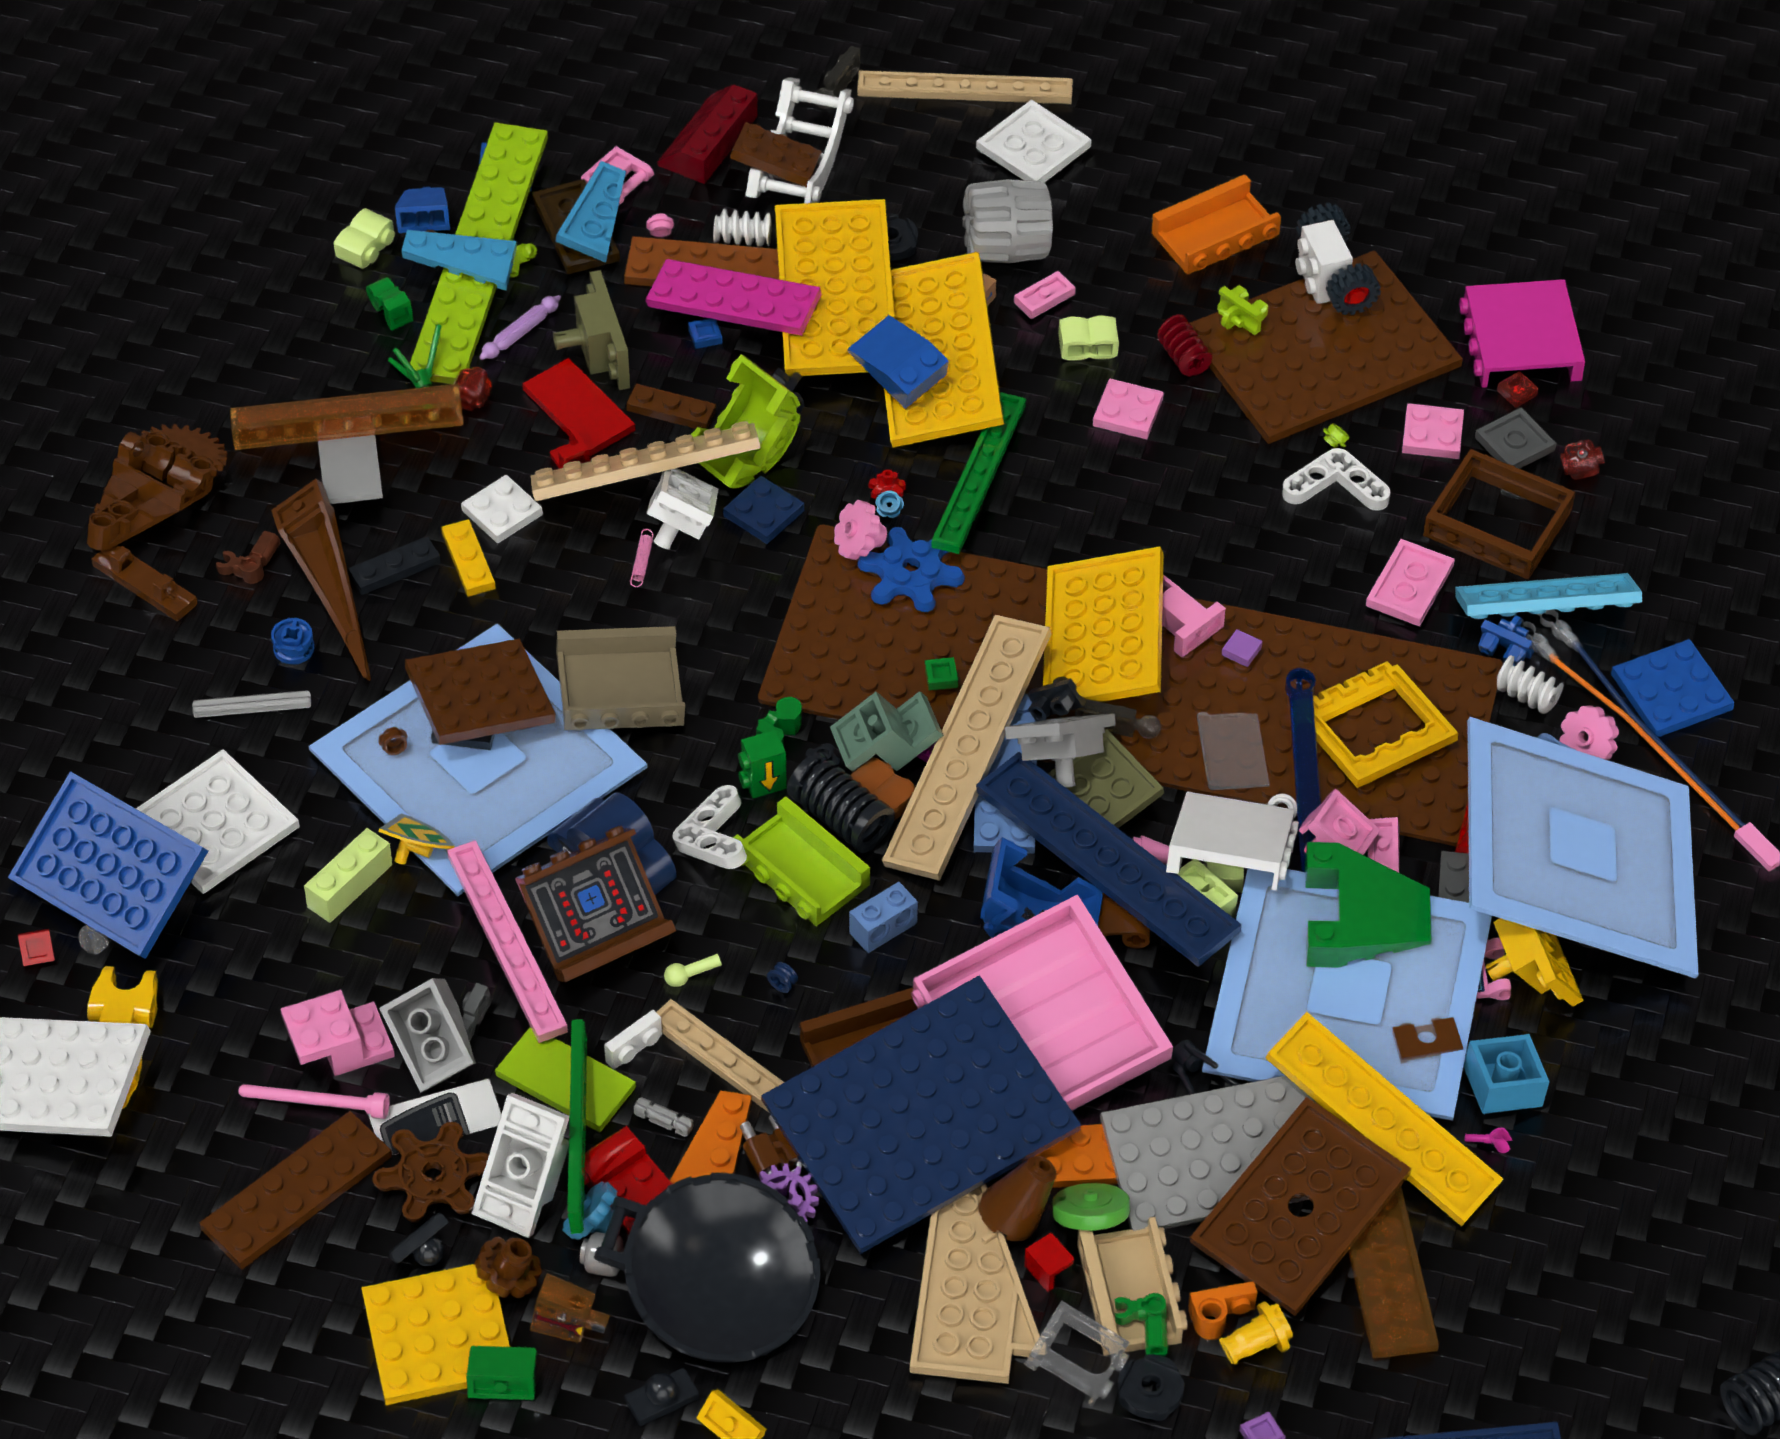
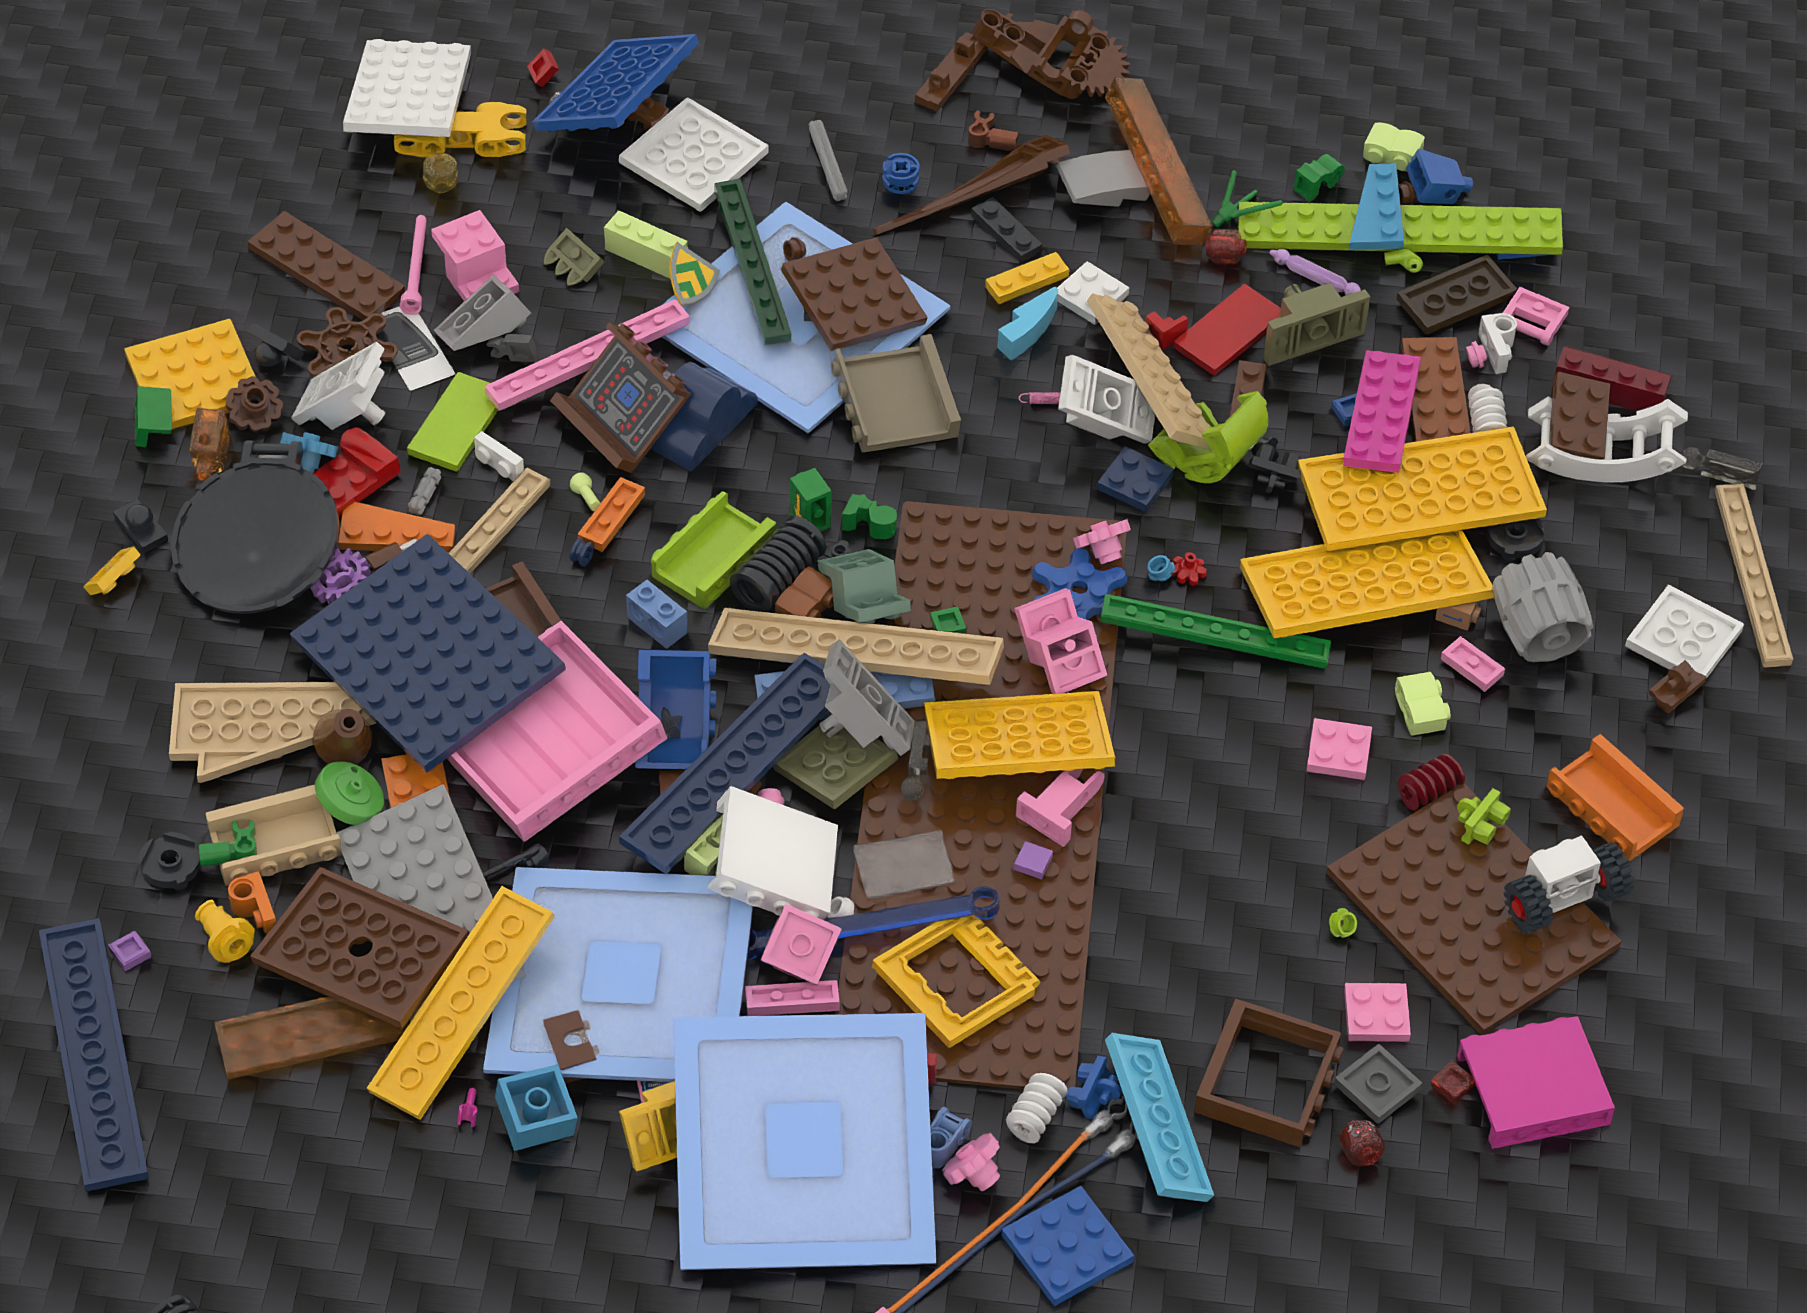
camera: 80 degrees right, 0 degrees up
(185, 1057) = (440, 172): none -> clear yellow head
(347, 944) = (573, 257): none -> olive plate
(401, 779) = (752, 262): none -> dark green plate
(541, 560) = (1027, 324): none -> medium azure slope
(577, 1127) = (385, 416): green tile -> none
(594, 213) = (1457, 296): dark azure wing -> none
(639, 207) = (1497, 337): none -> white plate
(721, 806) = (731, 470): white beam -> none
(732, 946) = (612, 513): none -> orange plate
(900, 360) = (1322, 539): blue slope -> none
(989, 581) = (1060, 641): none -> bright pink bracket
(1047, 1259) = (291, 767): red panel -> none
(1055, 699) = (917, 702): black hips -> none
(1092, 1384) = (190, 824): clear panel -> none
(1098, 154) = (1676, 686): none -> reddish brown hips
(1335, 472) = (1293, 927): white beam -> none
(1374, 906) = (704, 970): green wedge -> none
(1410, 582) = (1157, 1000): bright pink plate -> none

